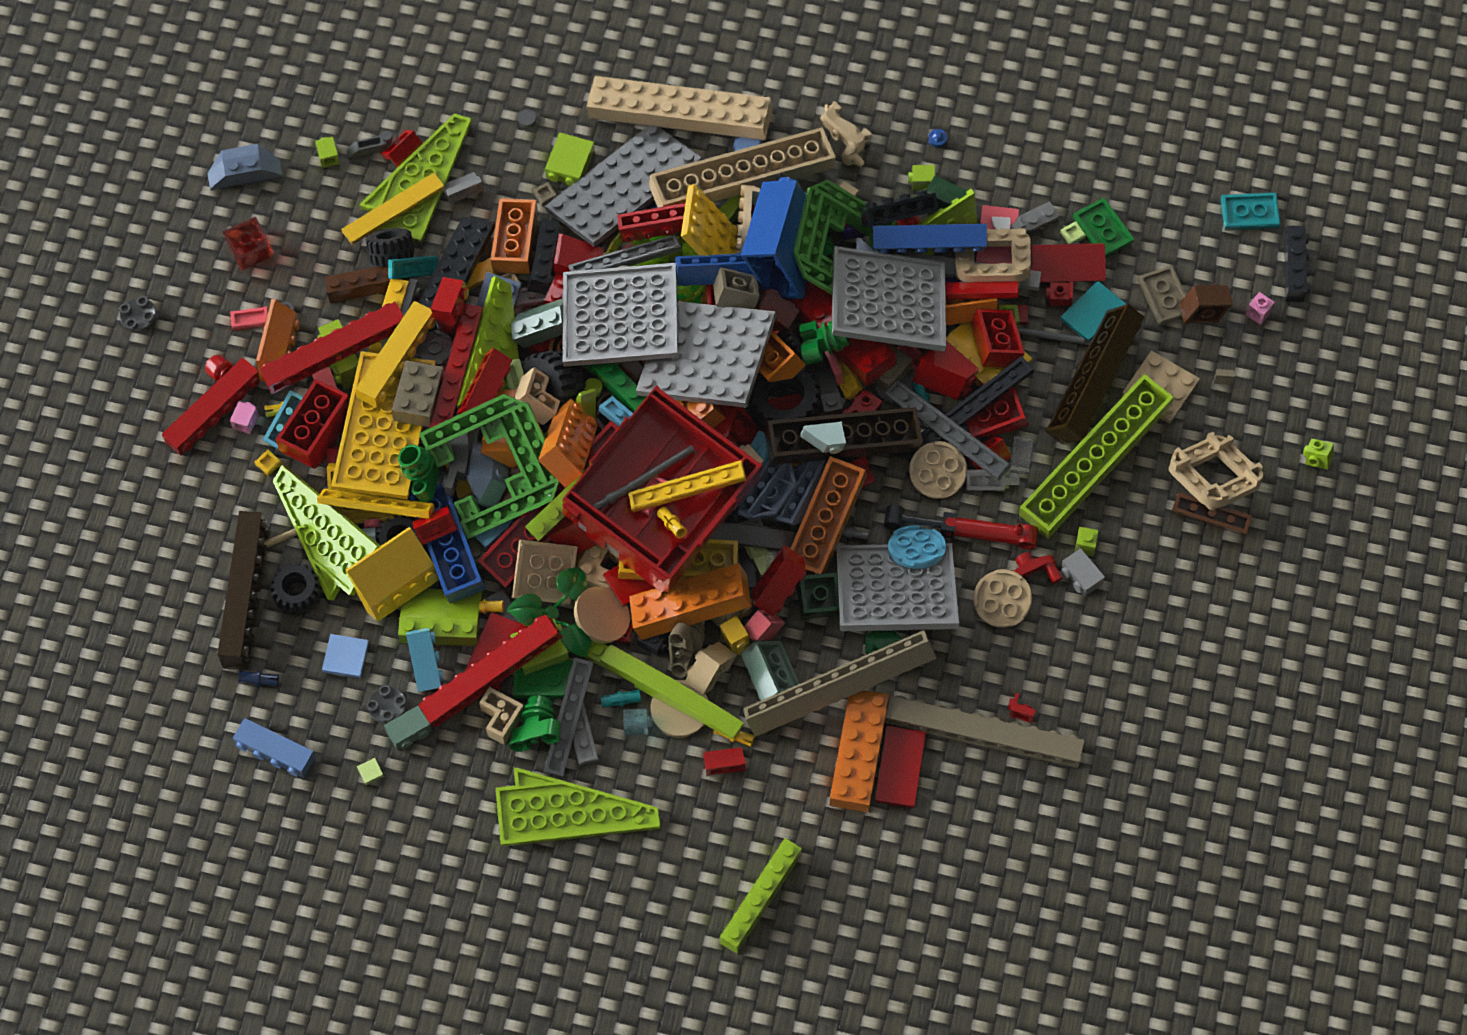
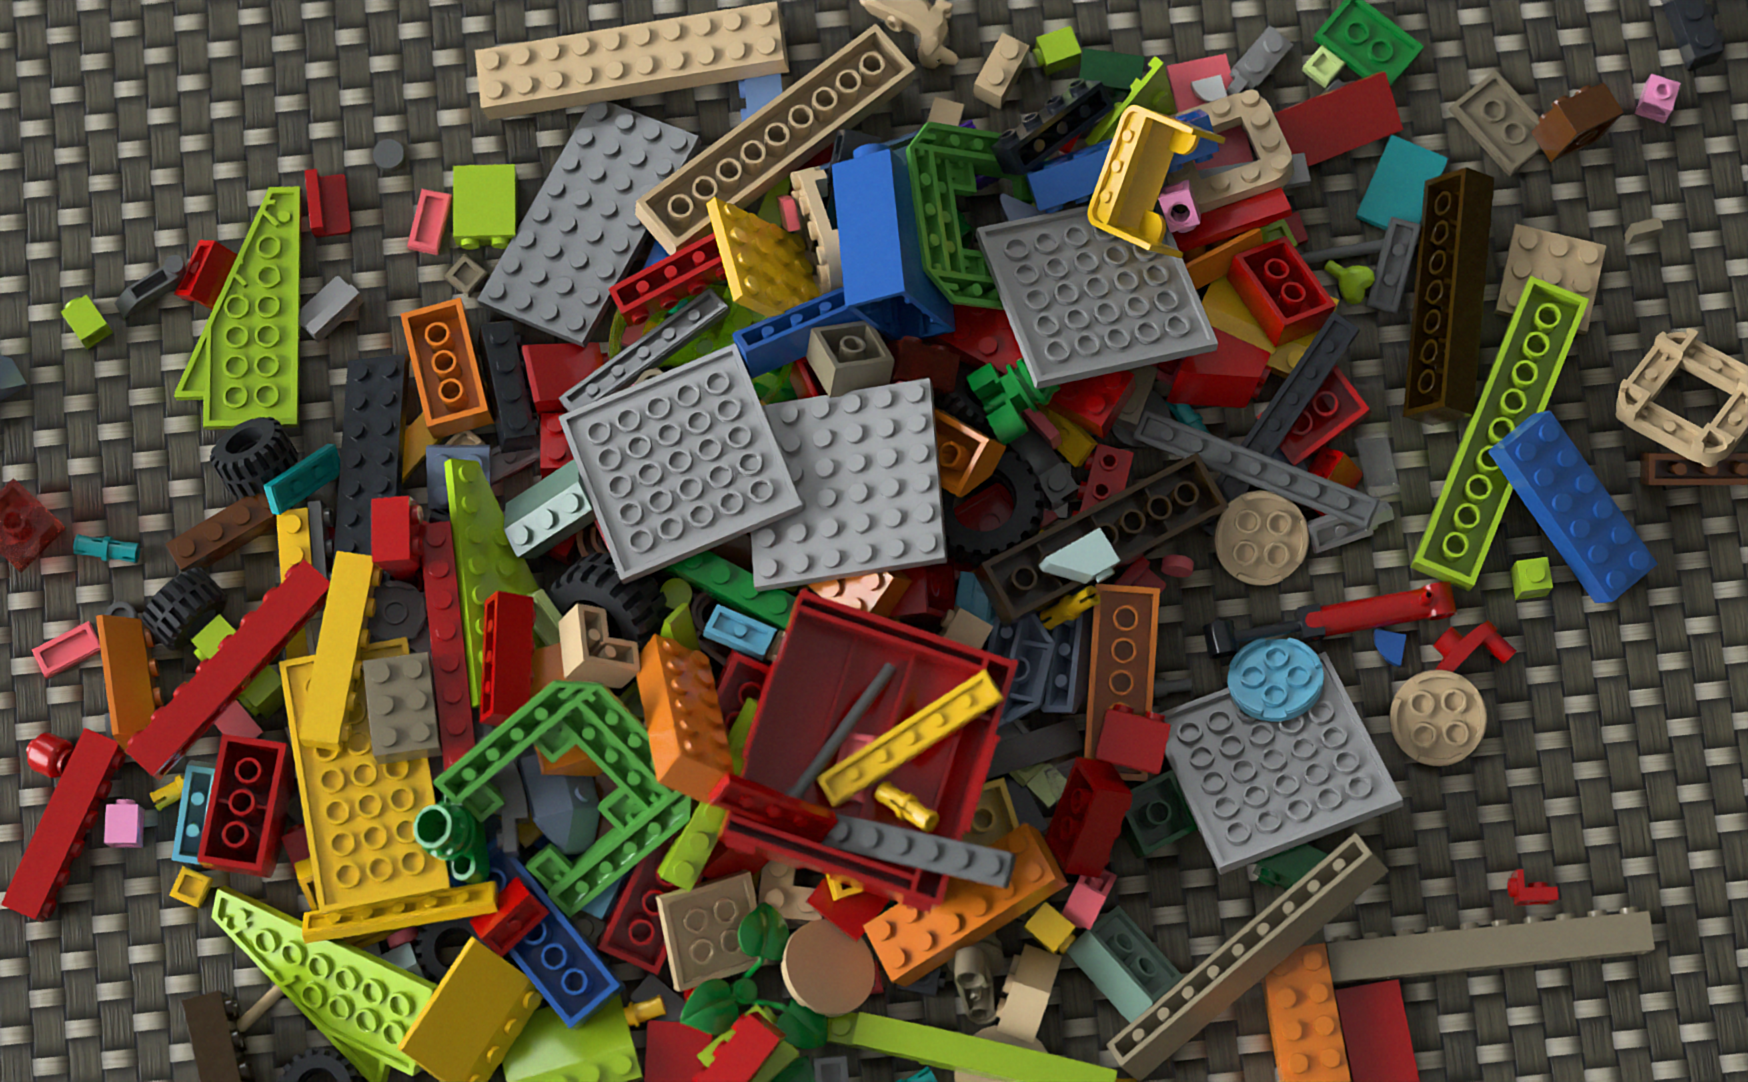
camera: 20 degrees left, 10 degrees up
(292, 272) = (106, 548): none -> teal pin
(320, 310) = (184, 608): none -> black tyre
(393, 208) = (232, 386): yellow tile -> none
(482, 133) = (327, 204): none -> red panel
(535, 160) = (430, 222): none -> coral tile
(595, 493) = (772, 808): none -> red plate
(670, 545) = (921, 851): none -> dark grey plate
(734, 210) = (788, 212): none -> coral tile
(811, 465) = (1070, 607): none -> yellow pin
(818, 543) = (1133, 739): none -> red piece
(884, 470) = (1177, 565): none -> coral tile
(886, 178) = (1001, 71): none -> tan brick
(935, 242) = (1135, 175): none -> yellow windscreen
(960, 266) = (1179, 194): none -> bright pink brick
(991, 553) = (1390, 646): none -> blue tile
(1044, 351) = (1351, 280): none -> lime rock
(1060, 294) = (1338, 186): red brick -> none
(1071, 350) = (1393, 265): none -> dark grey tile
(1082, 572) = (1543, 632): light grey brick -> none
(1122, 506) = (1572, 507): none -> blue brick

